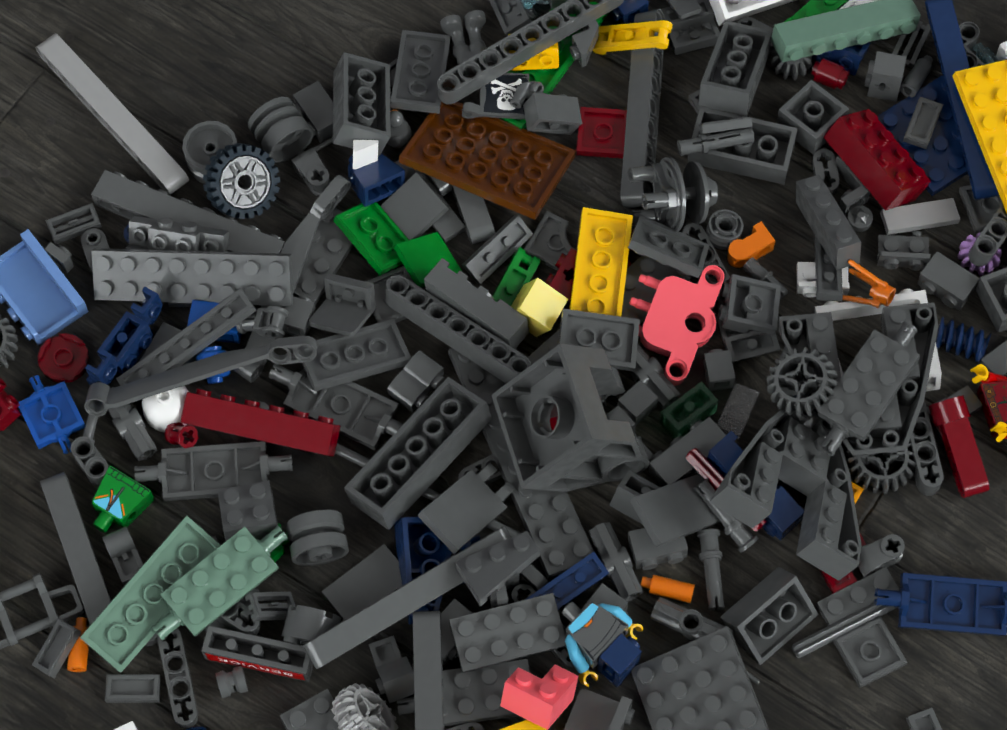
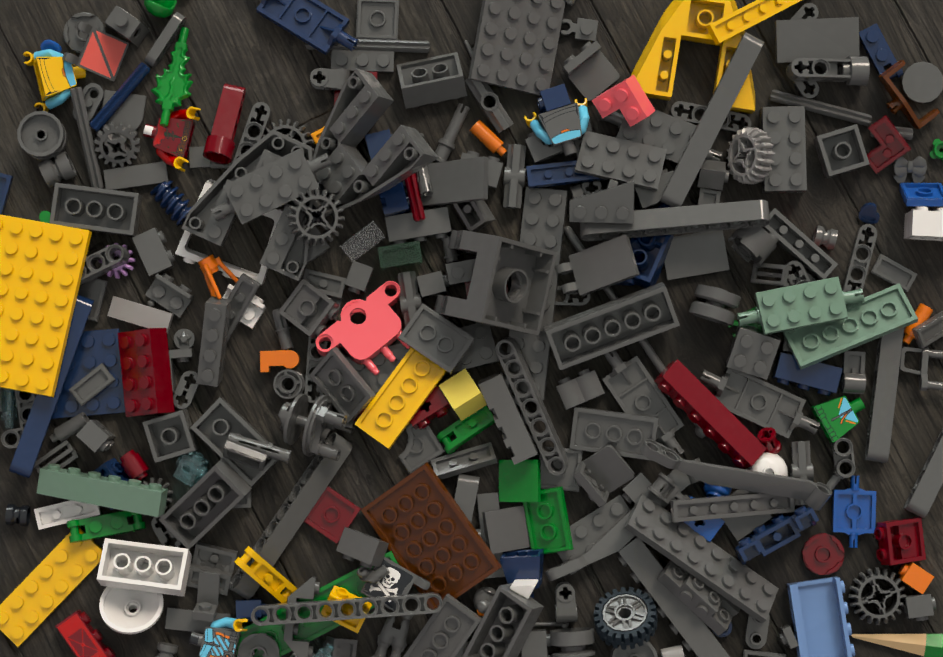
camera: 150 degrees left, 20 degrees up
(155, 527) = (816, 376): none -> dark blue brick
(770, 97) = (191, 468): none -> clear light blue brick

